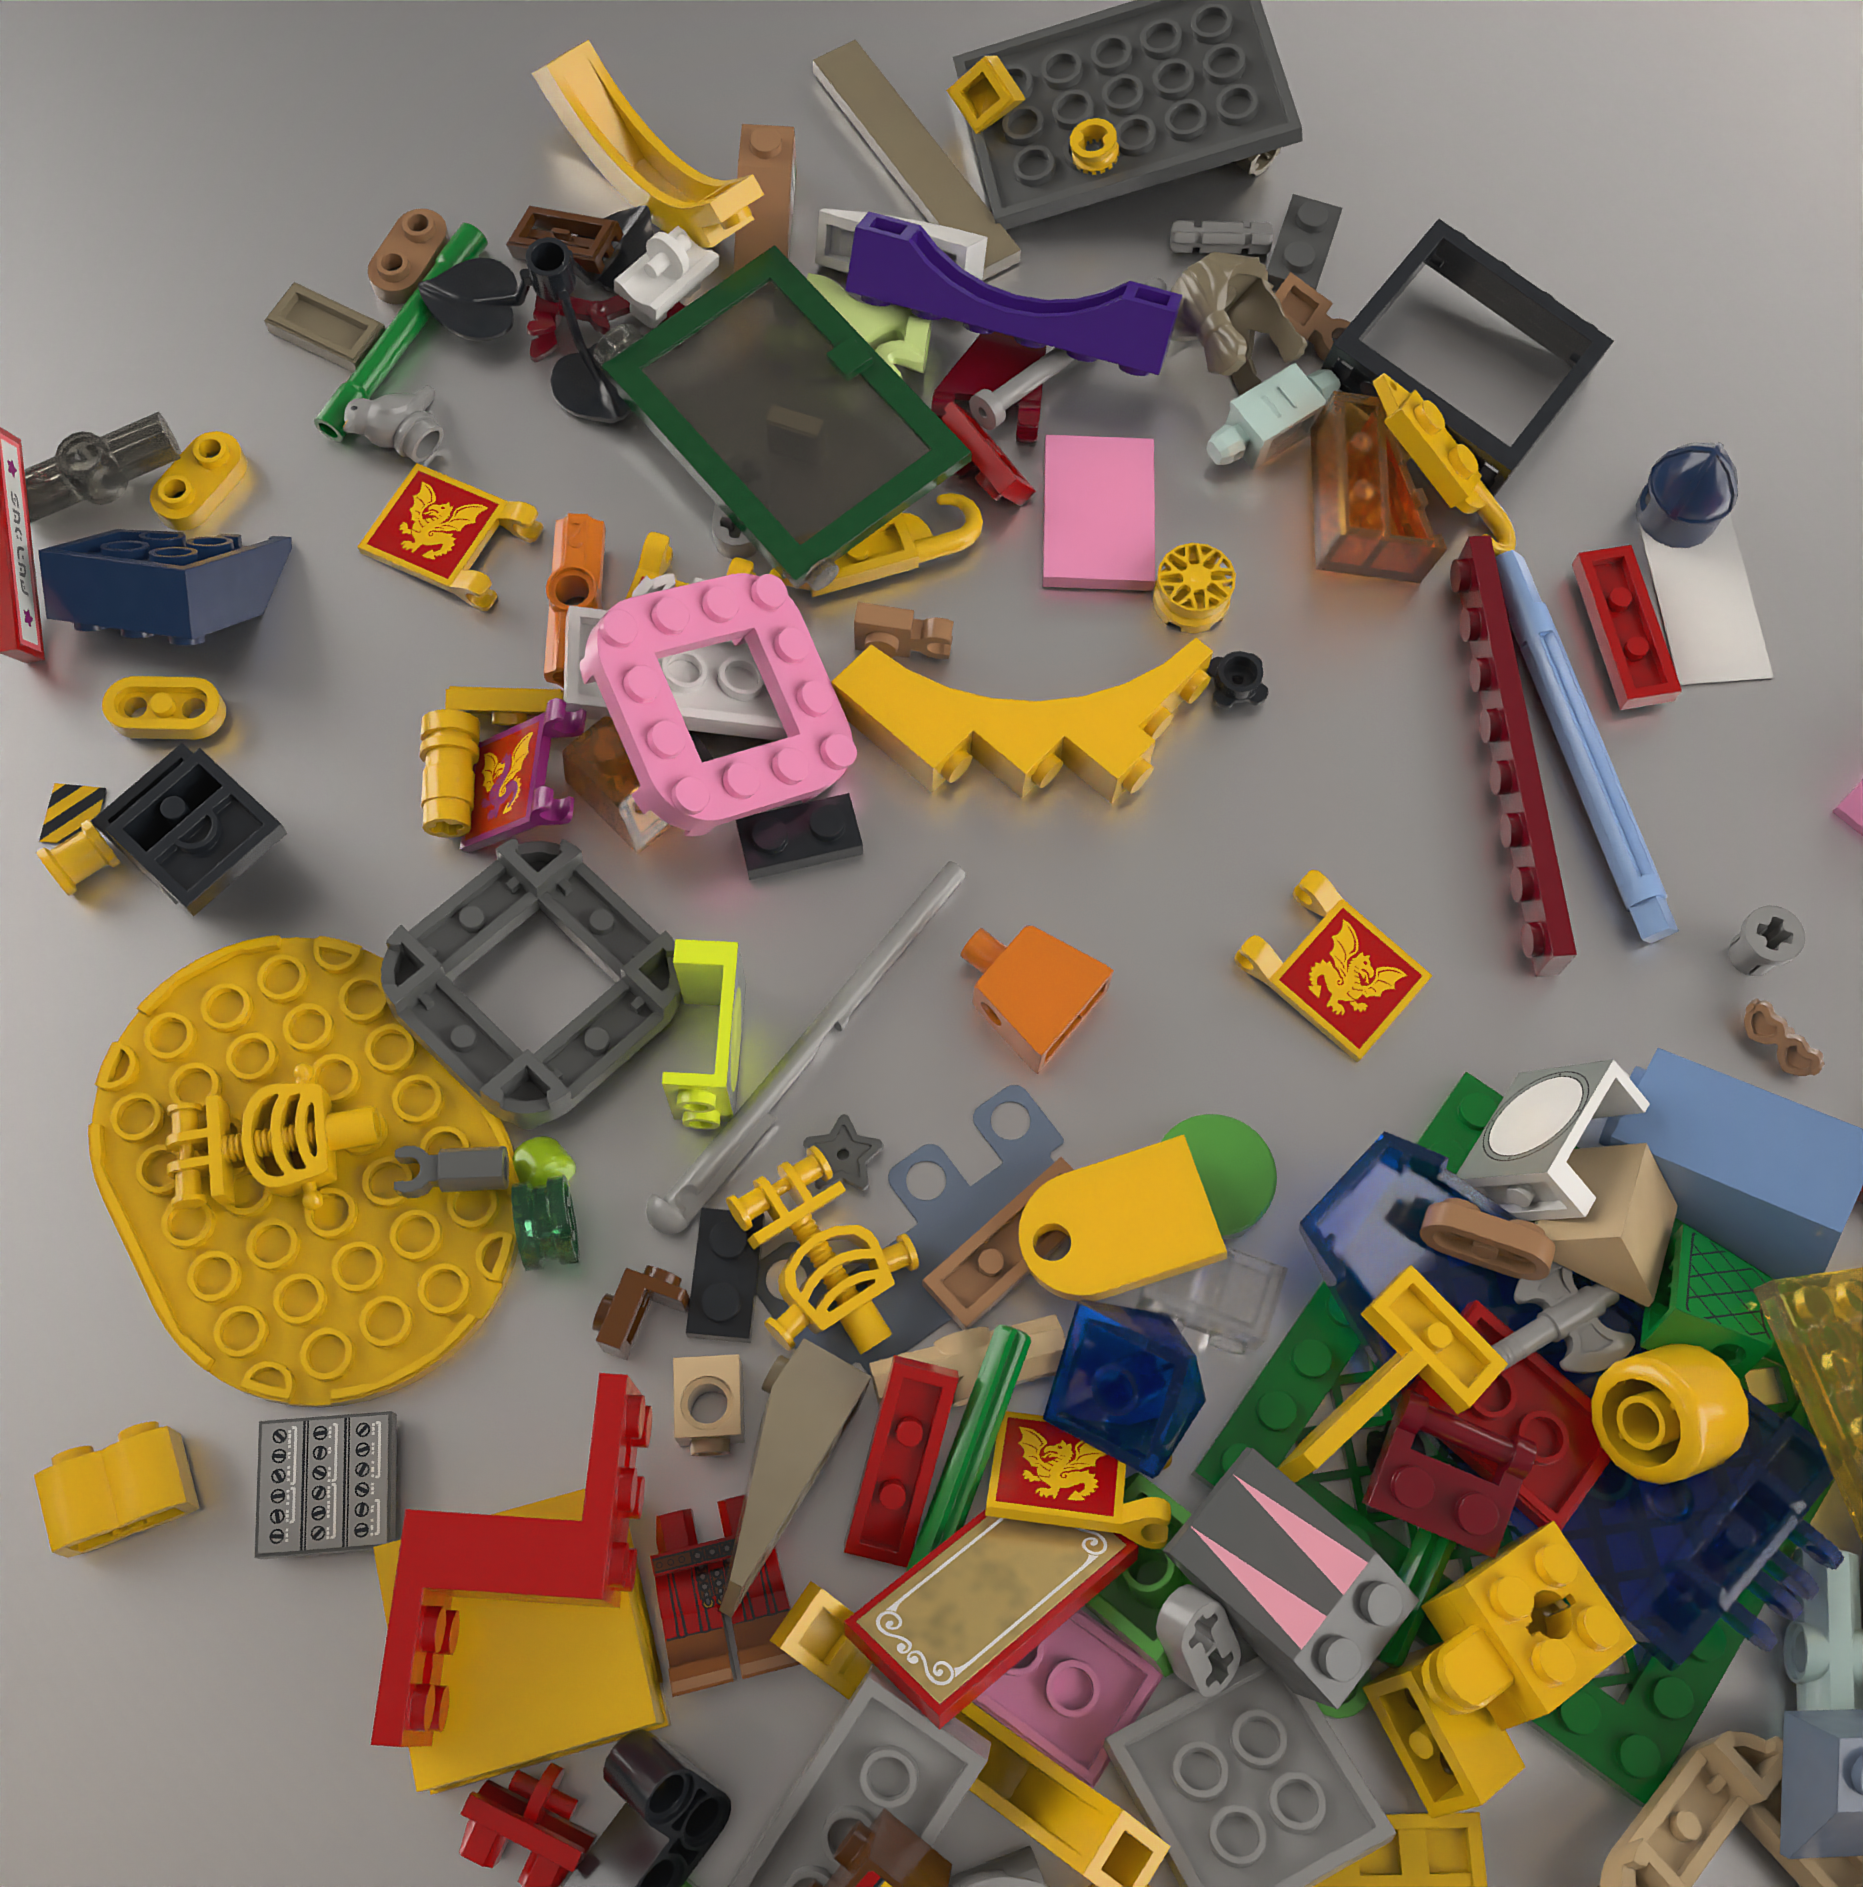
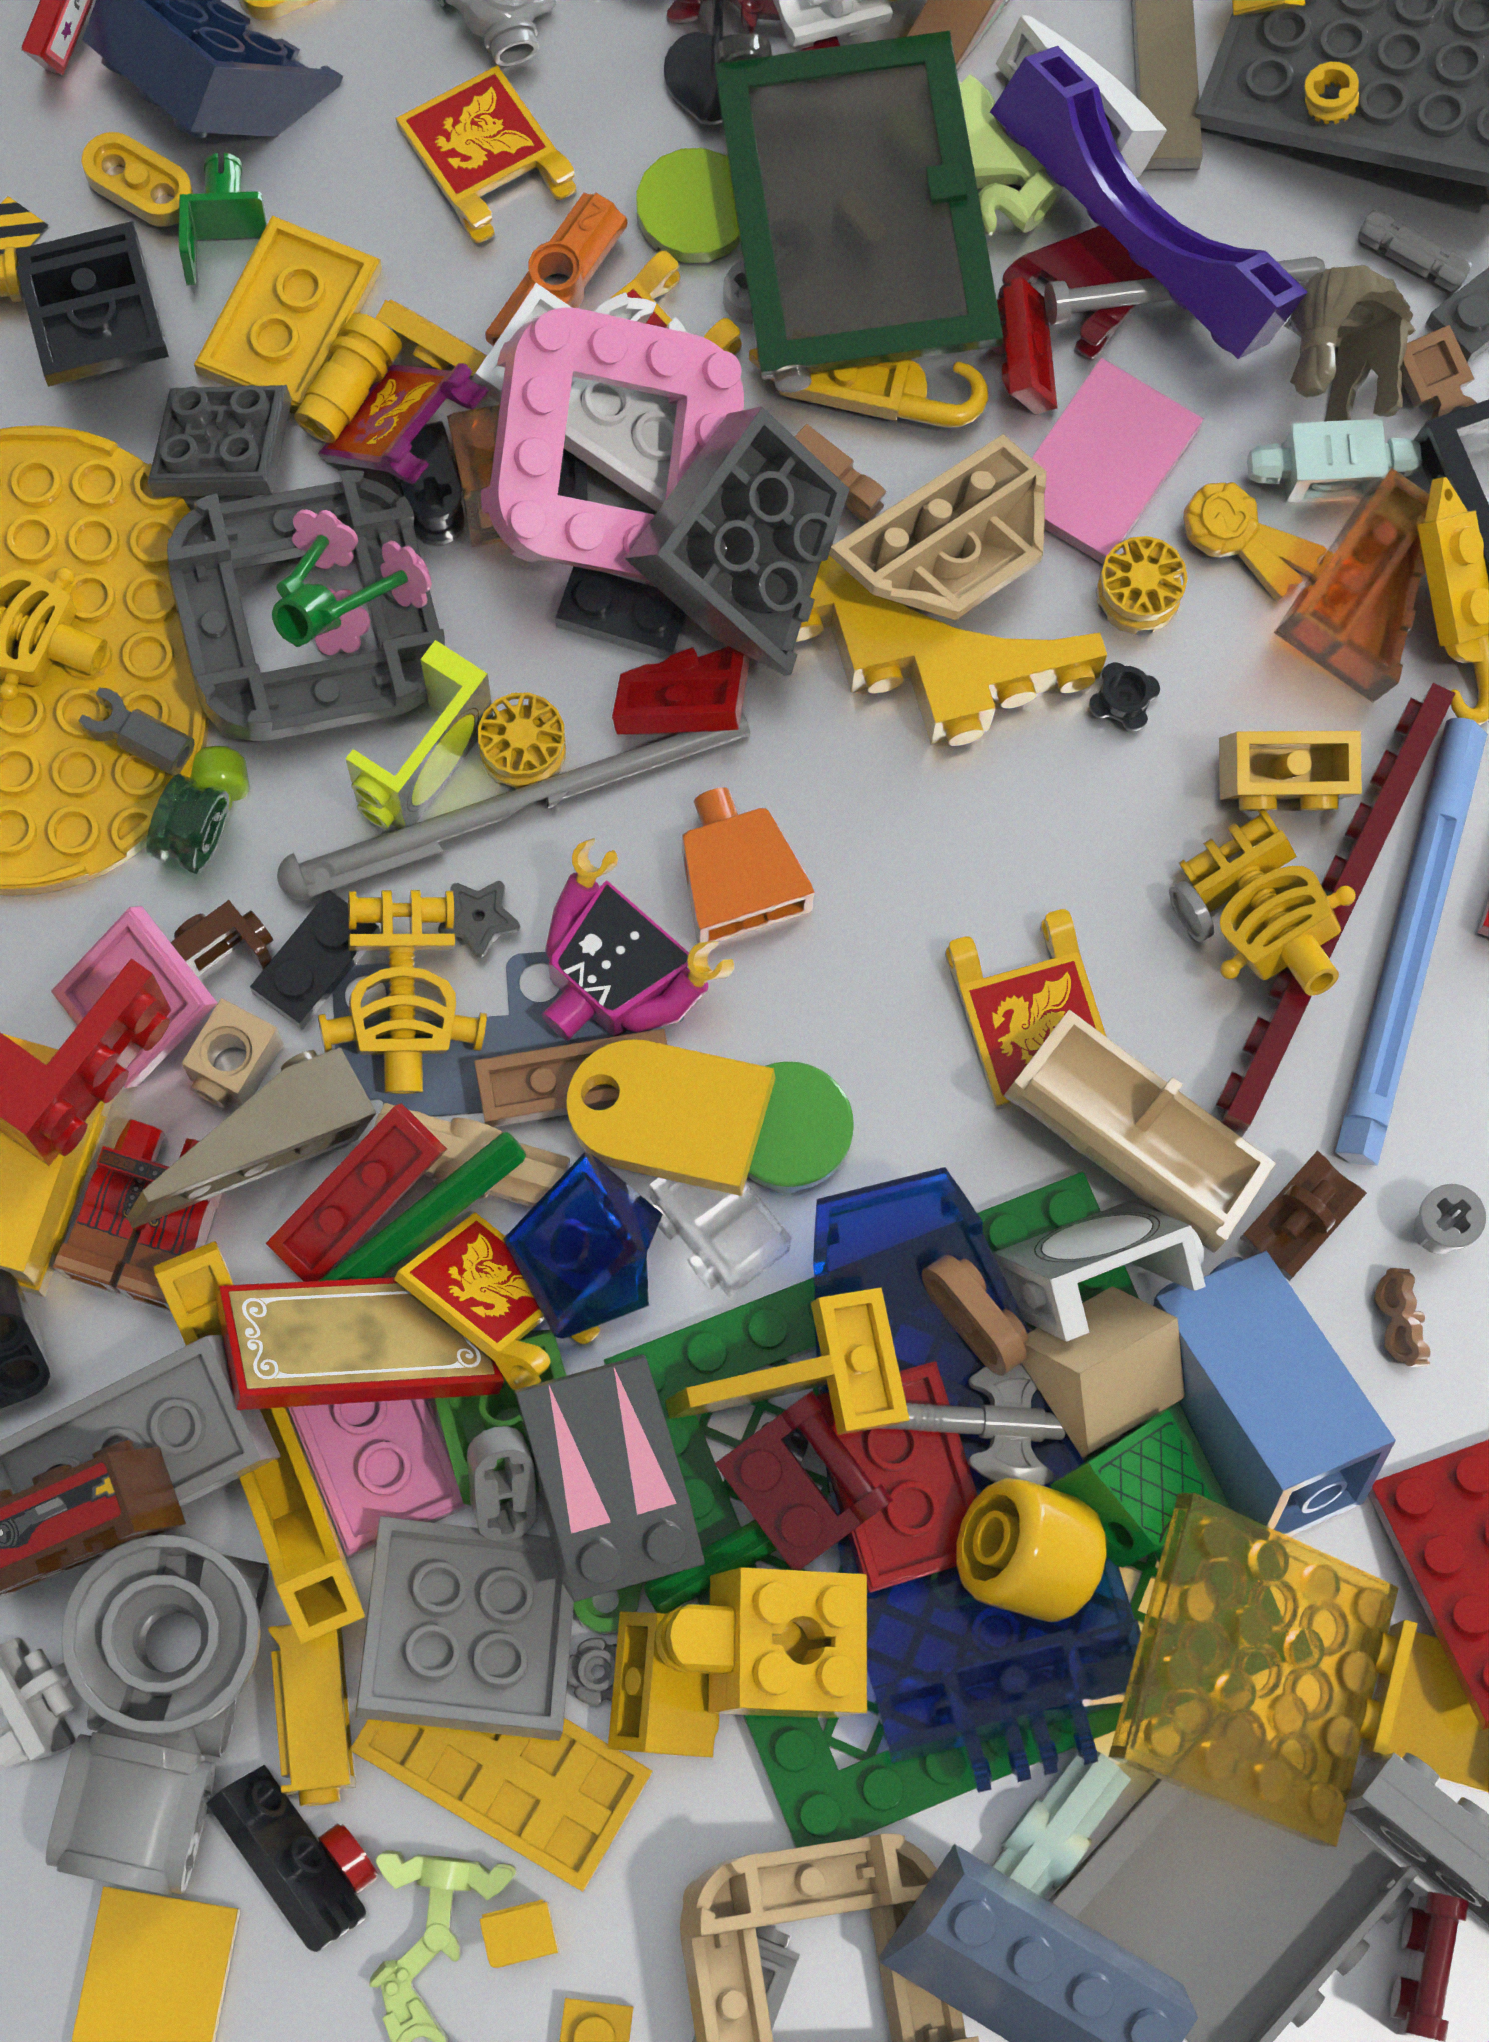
camera: 30 degrees right, 5 degrees up
(253, 694) = (218, 212): none -> green bracket
(362, 751) = (287, 310): none -> yellow tile
(371, 883) = (220, 441): none -> dark grey tile
(563, 1391) = (142, 940): none -> bright pink tile
(566, 974) = (333, 616): none -> plant
(590, 824) = (434, 487): none -> black piece
(645, 489) = (689, 205): none -> lime tile
(786, 987) = (522, 740): none -> yellow wheel
(874, 713) = (745, 537): none -> dark grey wedge
(895, 870) = (683, 694): none -> red wing
(987, 1122) = (617, 959): none -> torso
(1037, 622) = (954, 535): none -> tan wedge
(1223, 508) = (1225, 523): none -> yellow piece
(1356, 1737) = (587, 1687): none -> light grey plate
(1406, 658) = (1290, 765): none -> yellow brick
(1406, 815) = (1191, 911): none -> light grey piece
(1492, 1009) = (1141, 1130): none -> tan container
(1500, 773) = (1273, 912): none -> yellow torso
(1660, 1002) = (1303, 1215): none -> reddish brown hips

